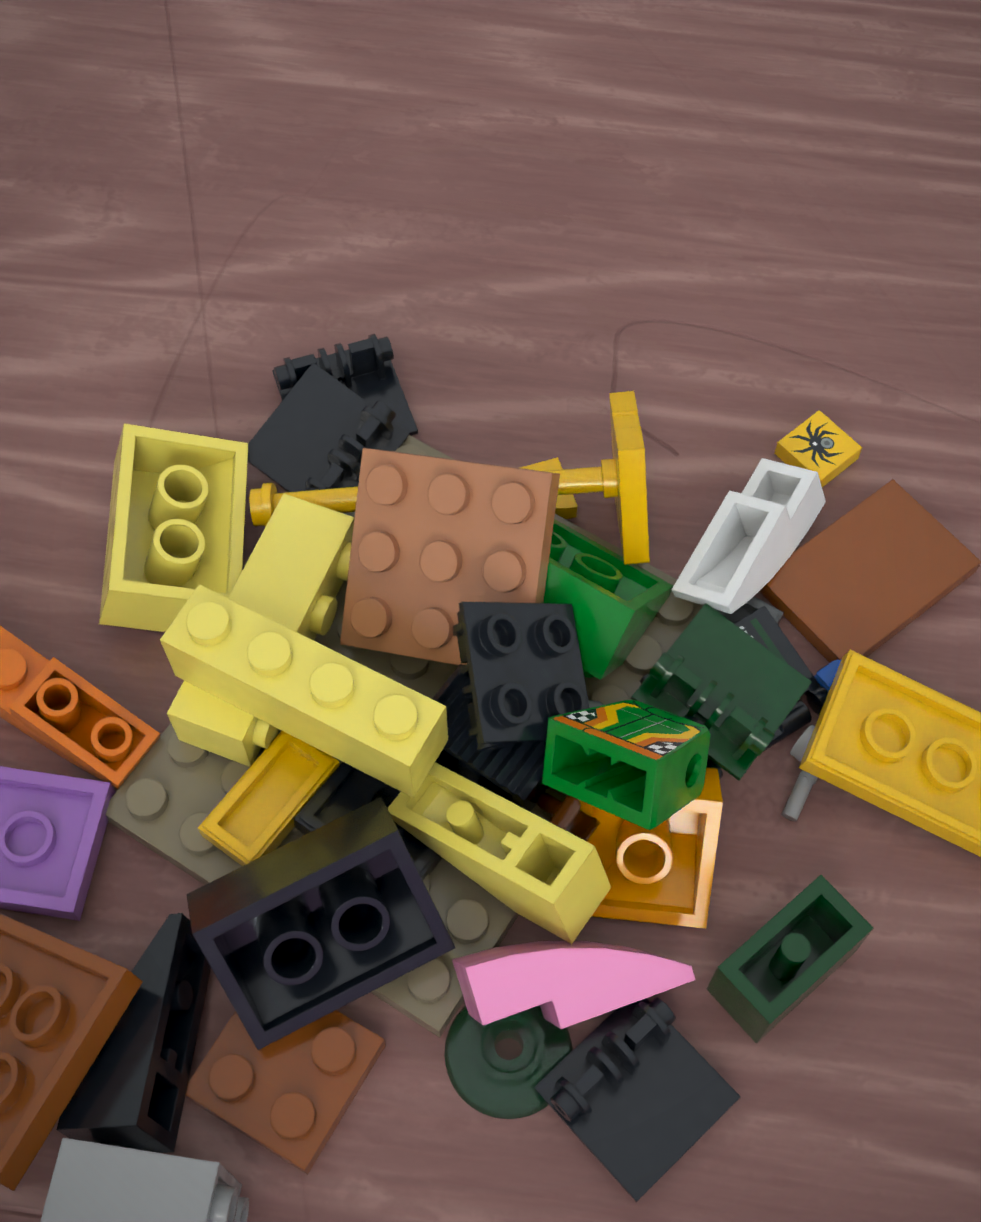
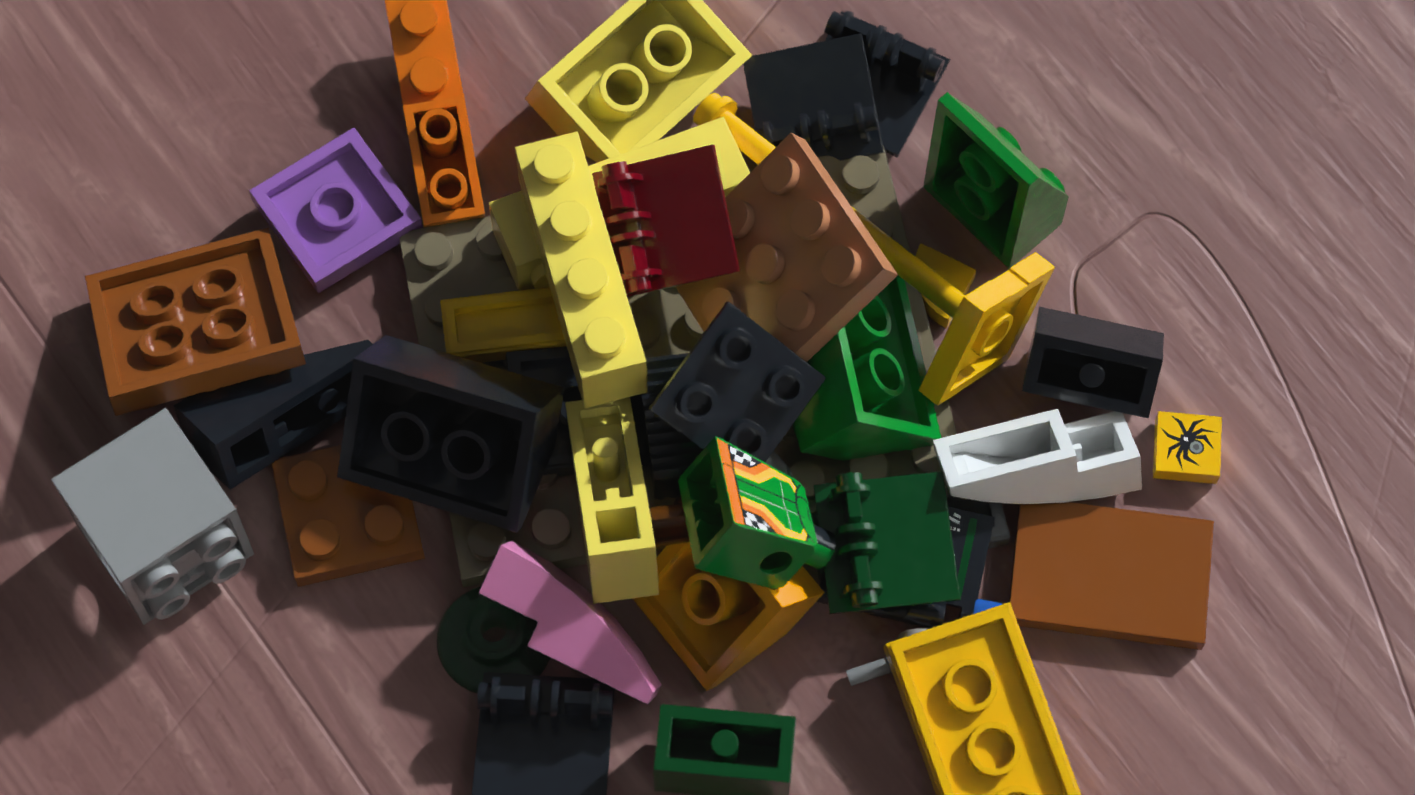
camera: 45 degrees right, 5 degrees up
(334, 588) = (667, 220): none -> dark red hinge
(514, 380) = (990, 182): none -> green slope
(711, 443) = (1093, 362): none -> black brick

